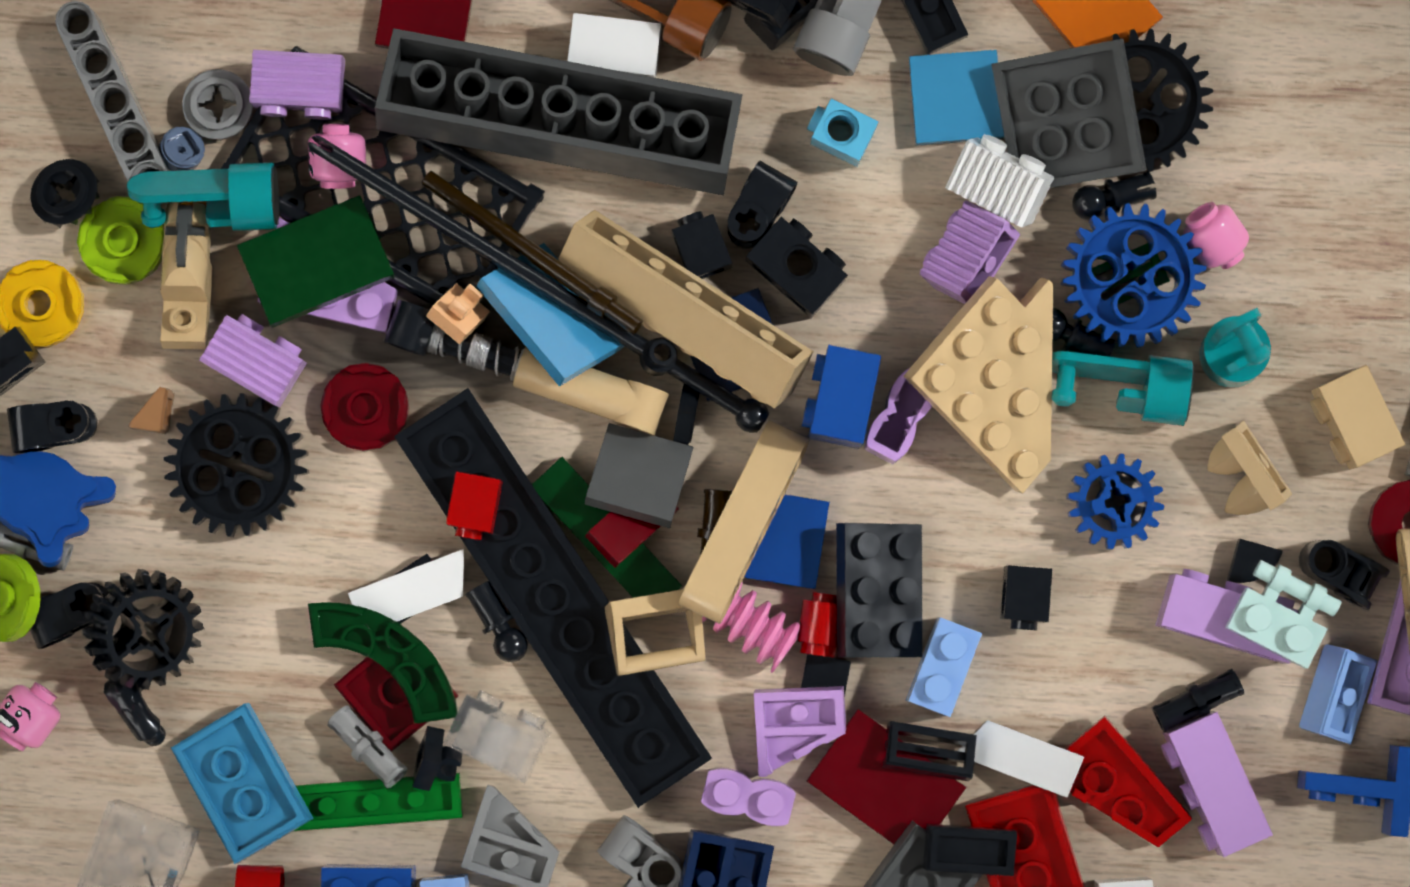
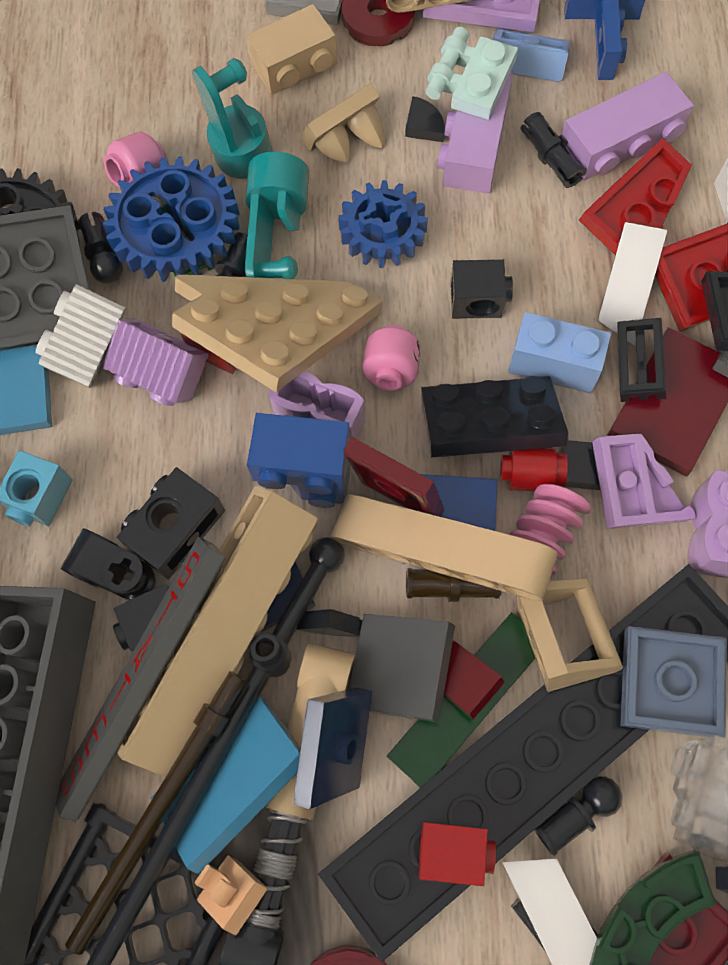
camera: 90 degrees left, 15 degrees down
(571, 408) = (332, 746): none -> dark blue plate
(602, 721) = (674, 682): none -> sand blue tile
(648, 239) = (138, 678): none -> dark grey tile
(808, 483) = (393, 479): none -> dark red tile
(953, 496) = (391, 358): none -> bright pink head
(1350, 574) = (421, 52): black piece -> none

